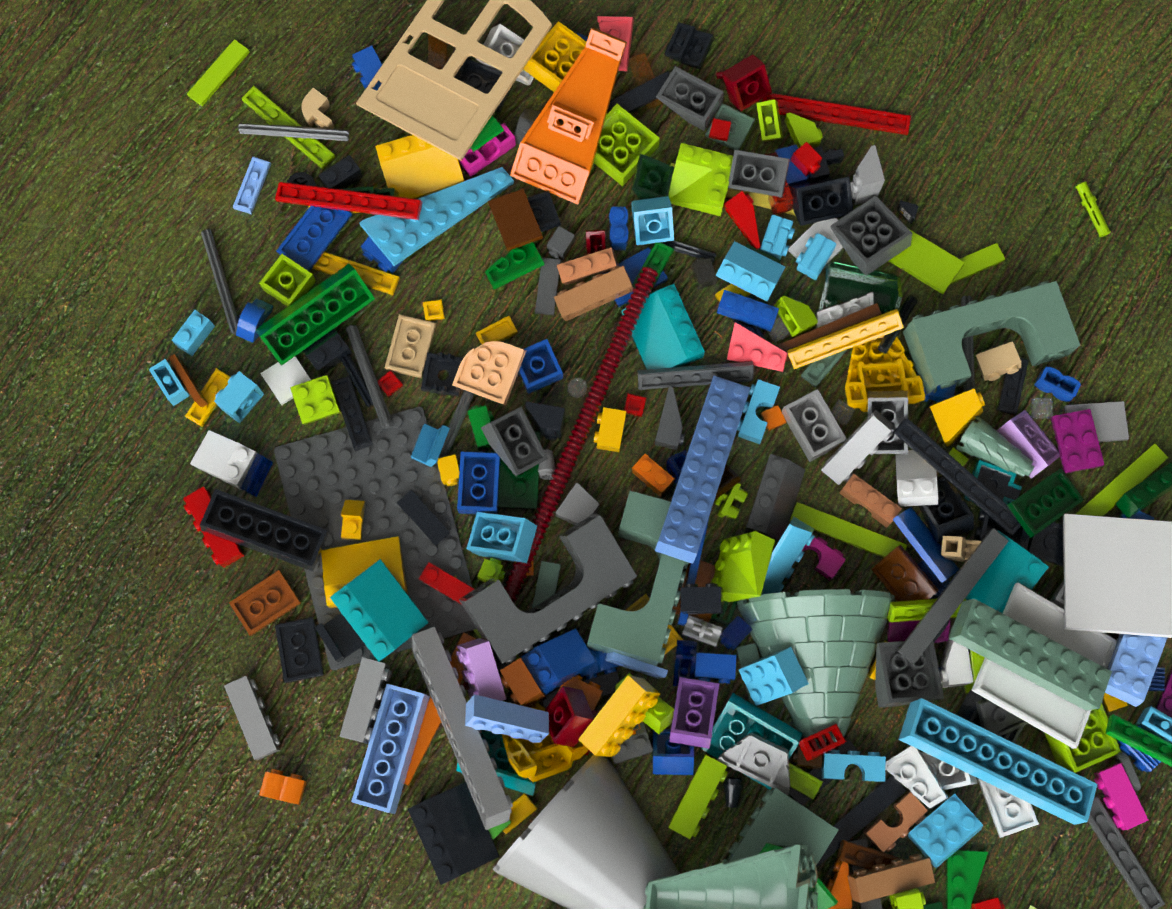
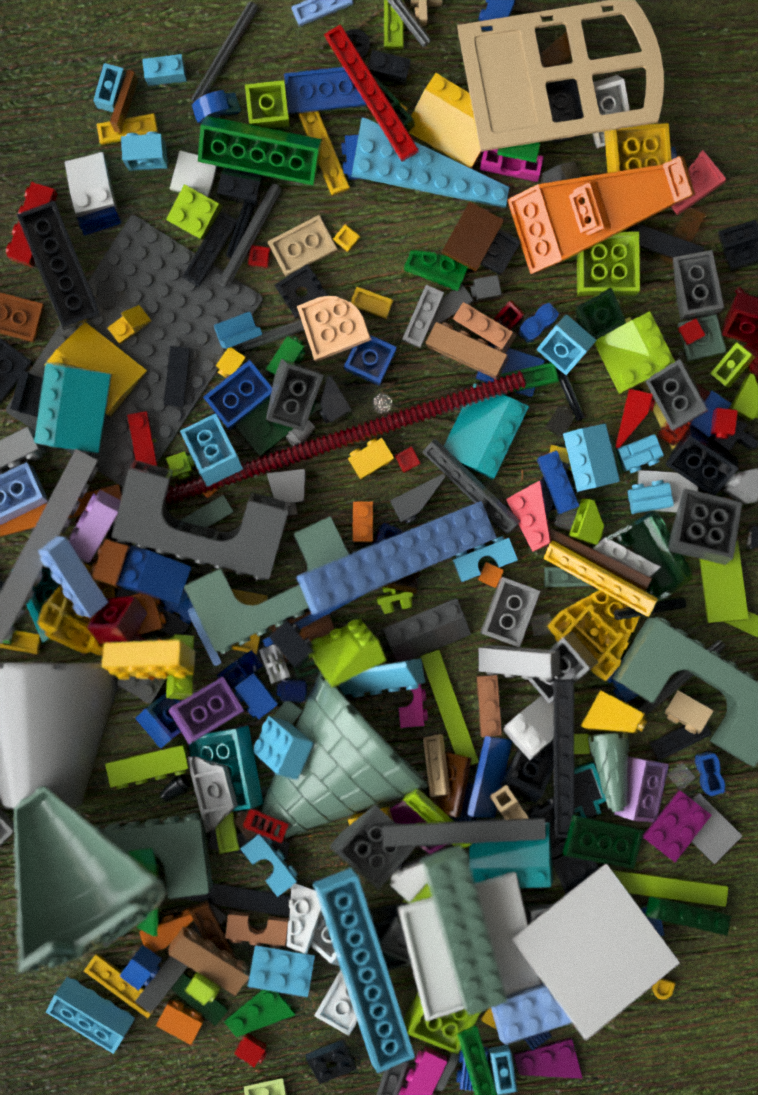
camera: 50 degrees right, 10 degrees up
(540, 303) = (423, 316): none -> light grey plate
(884, 577) = (436, 765): none -> tan tile
(1038, 858) = (337, 1052): none -> black piece

